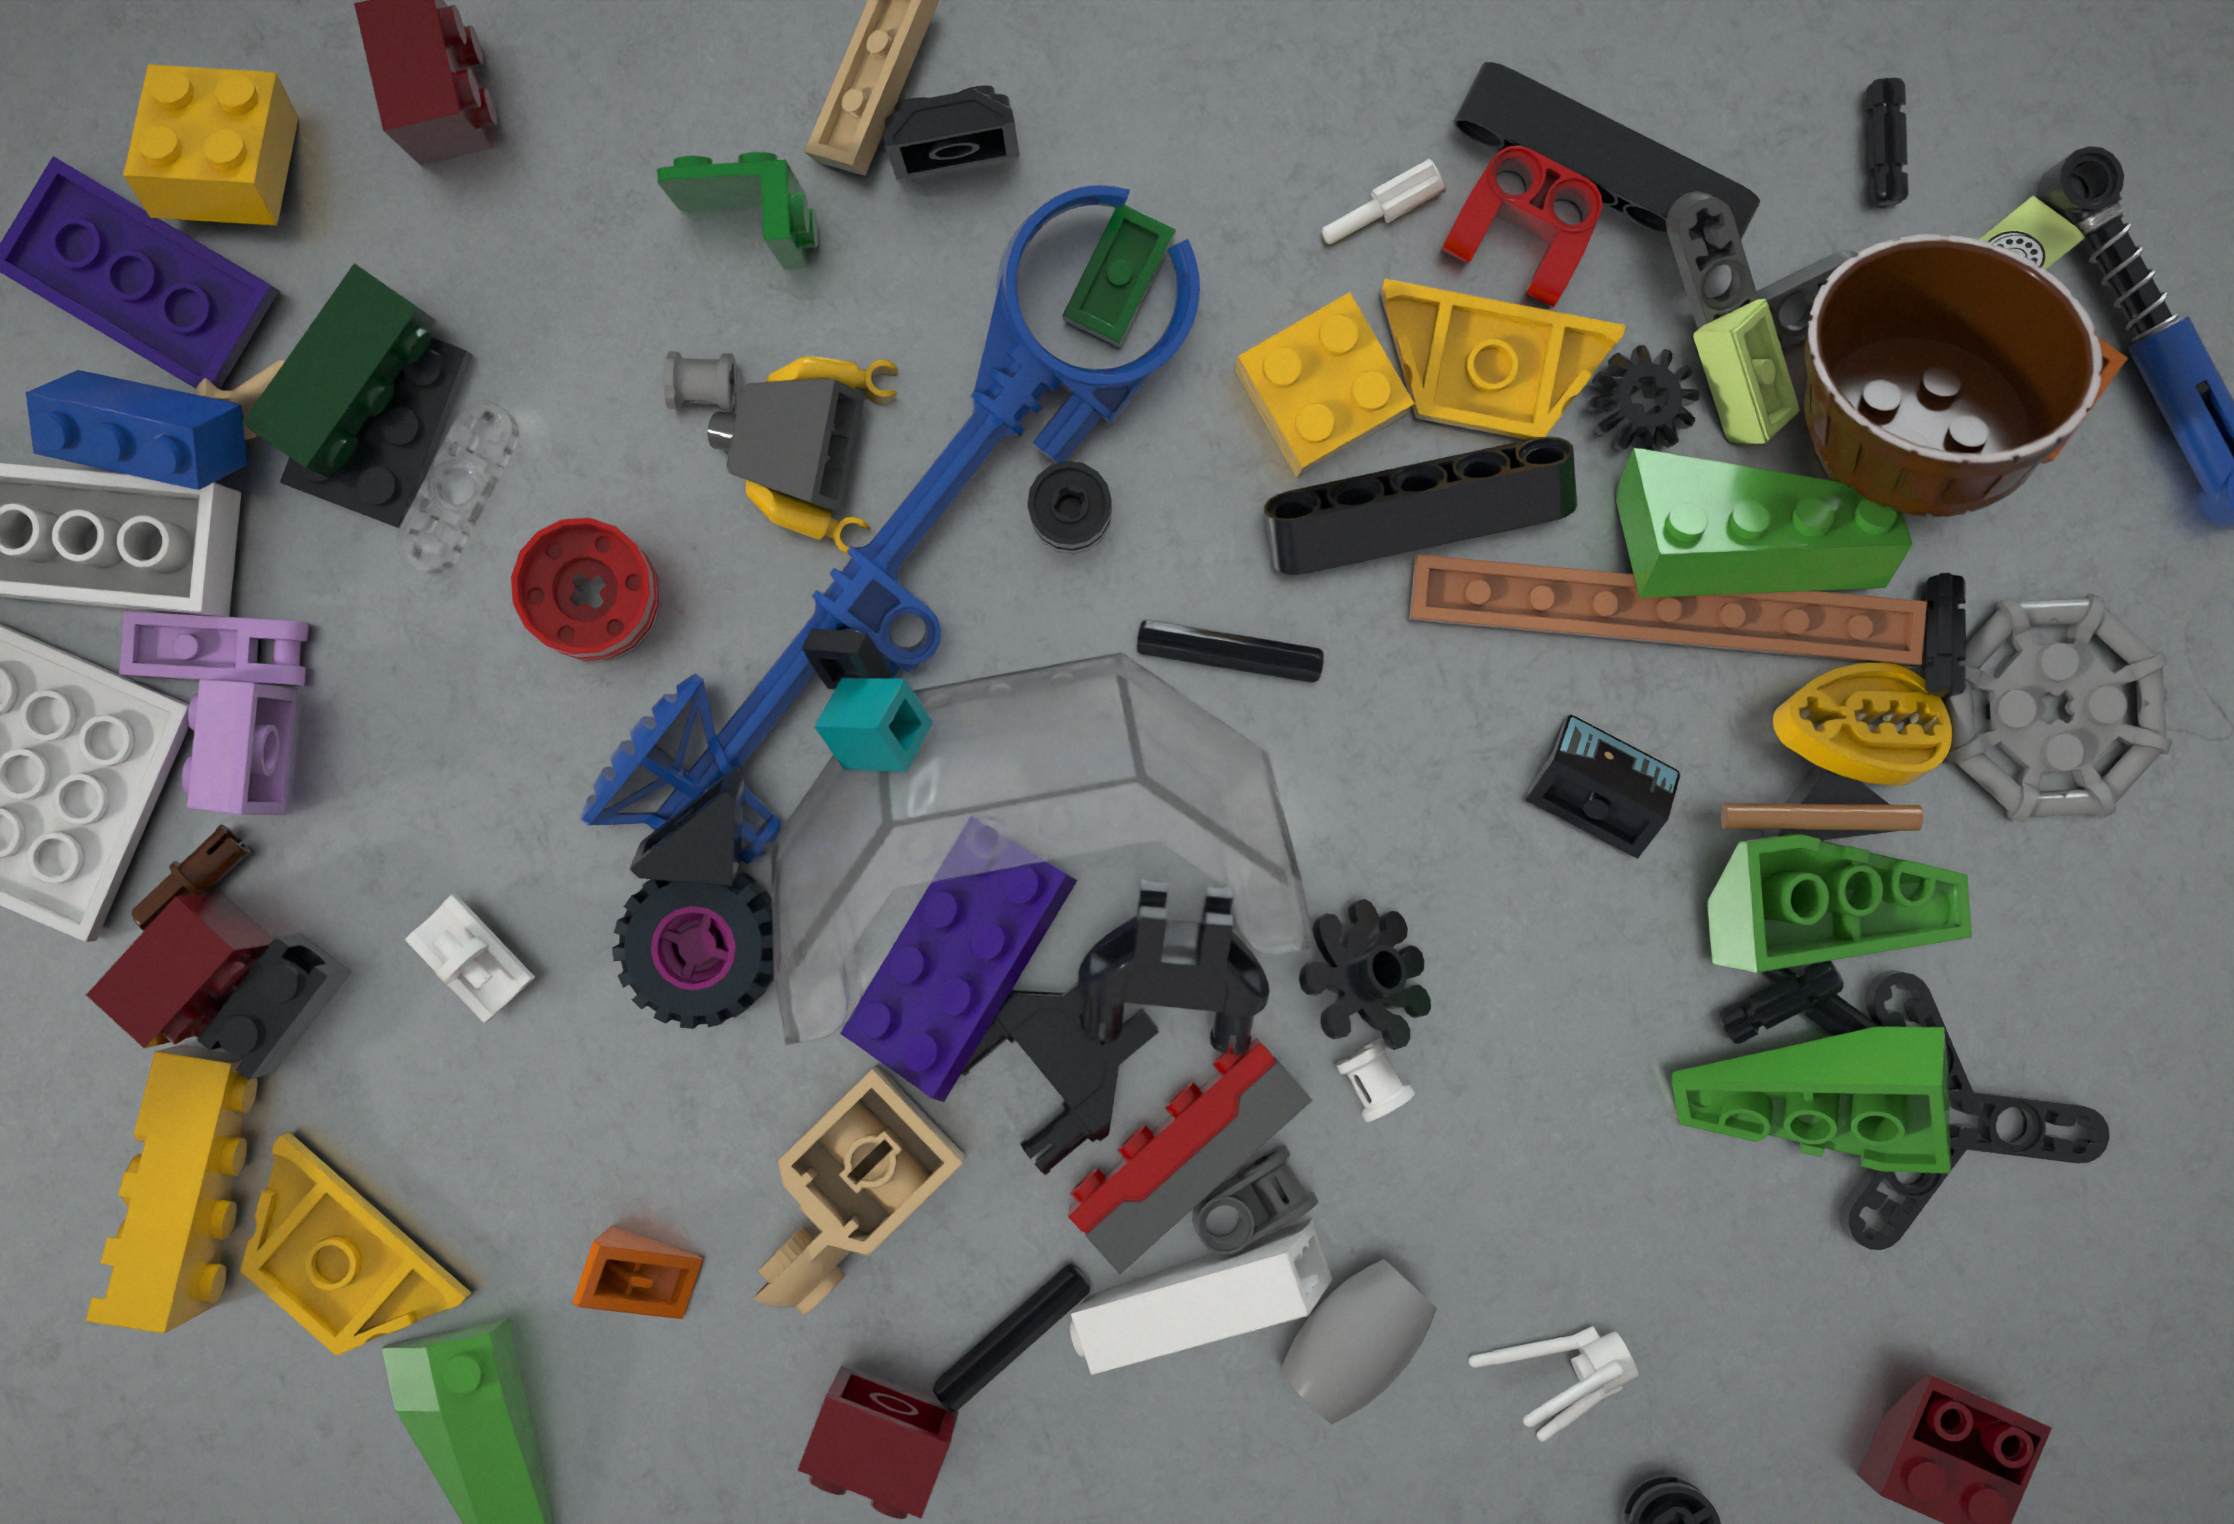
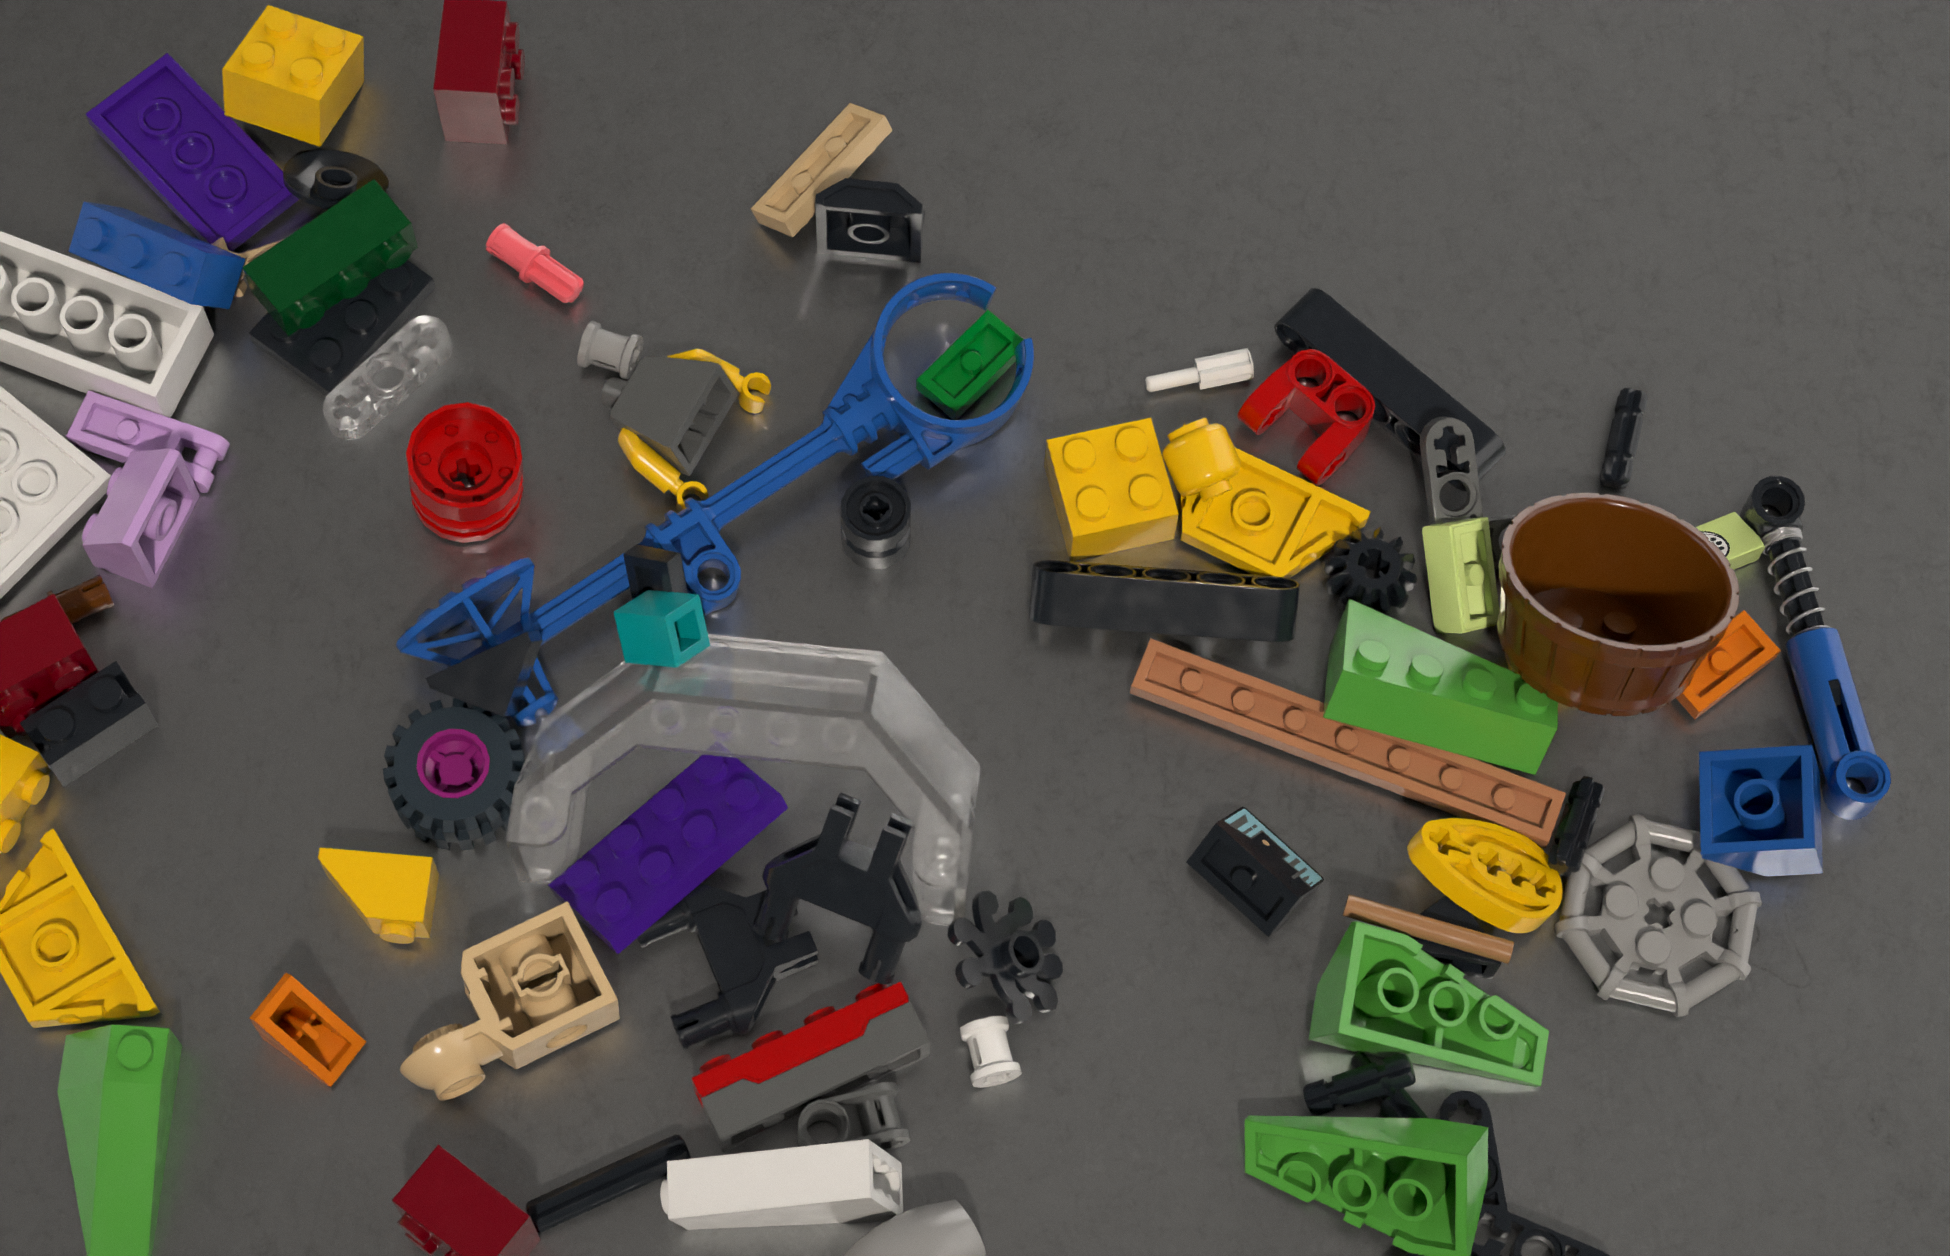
camera: 10 degrees right, 20 degrees down
(306, 260) = (330, 176): none -> black dish
(470, 958) = (264, 732): white hips -> none
(577, 296) = (534, 263): none -> coral axle
(666, 1097) = (386, 890): none -> yellow slope
(750, 183) = (695, 214): green bracket -> none
(1230, 651) = (973, 675): black axle -> none
(1421, 326) = (1201, 459): none -> yellow head
(2150, 559) = (1762, 810): none -> blue slope

